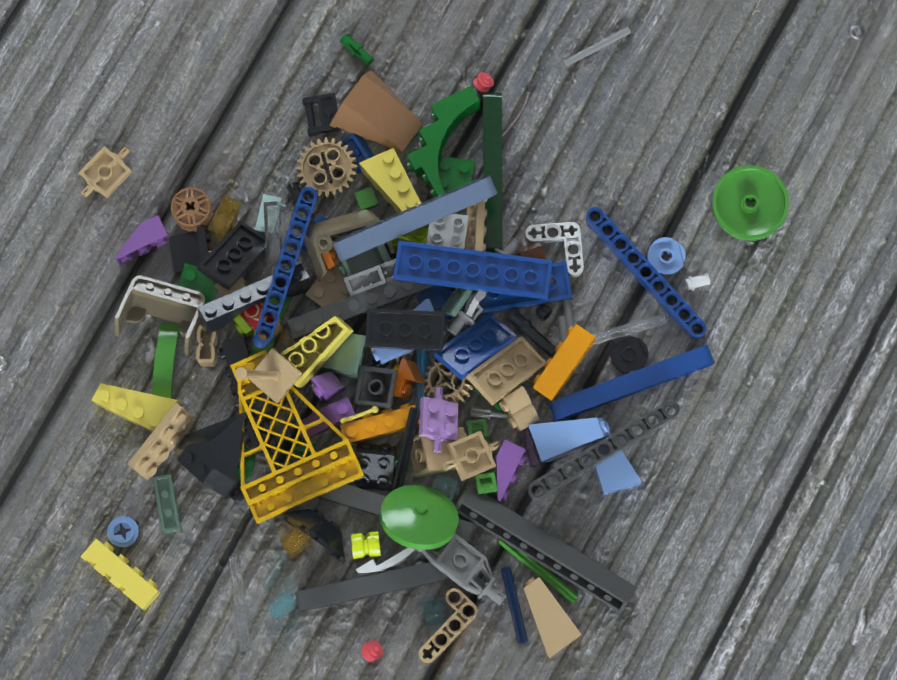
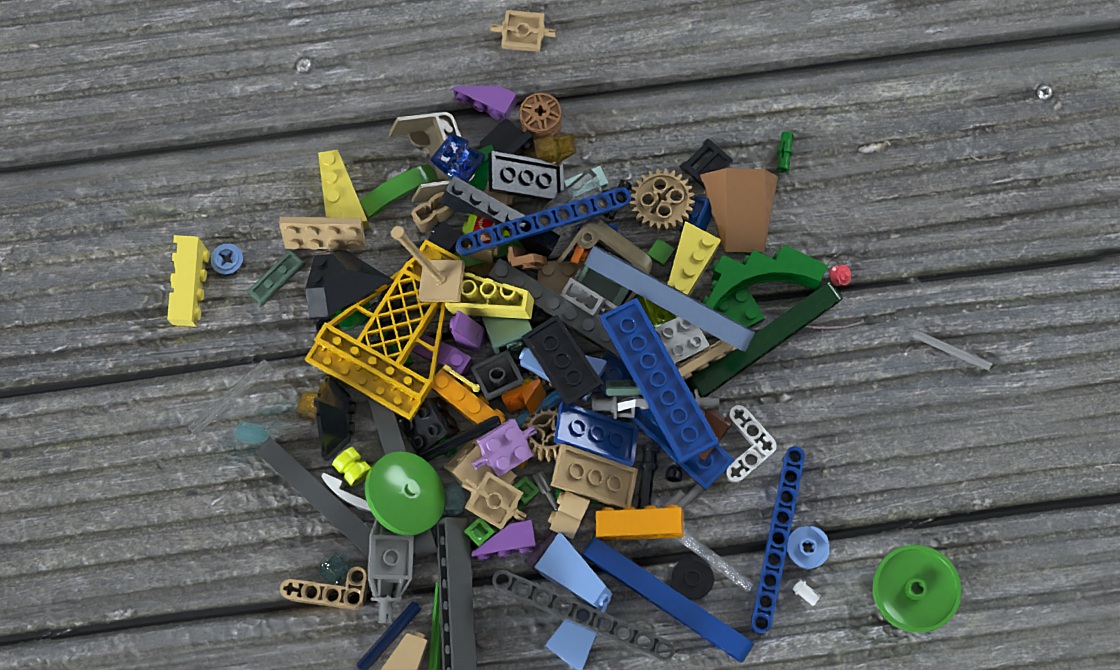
camera: 55 degrees right, 5 degrees down
(181, 296) = (457, 158): none -> clear blue slope
(306, 301) = (518, 258): none -> medium nougat bracket
(371, 650) = (262, 538): coral wheel -> none

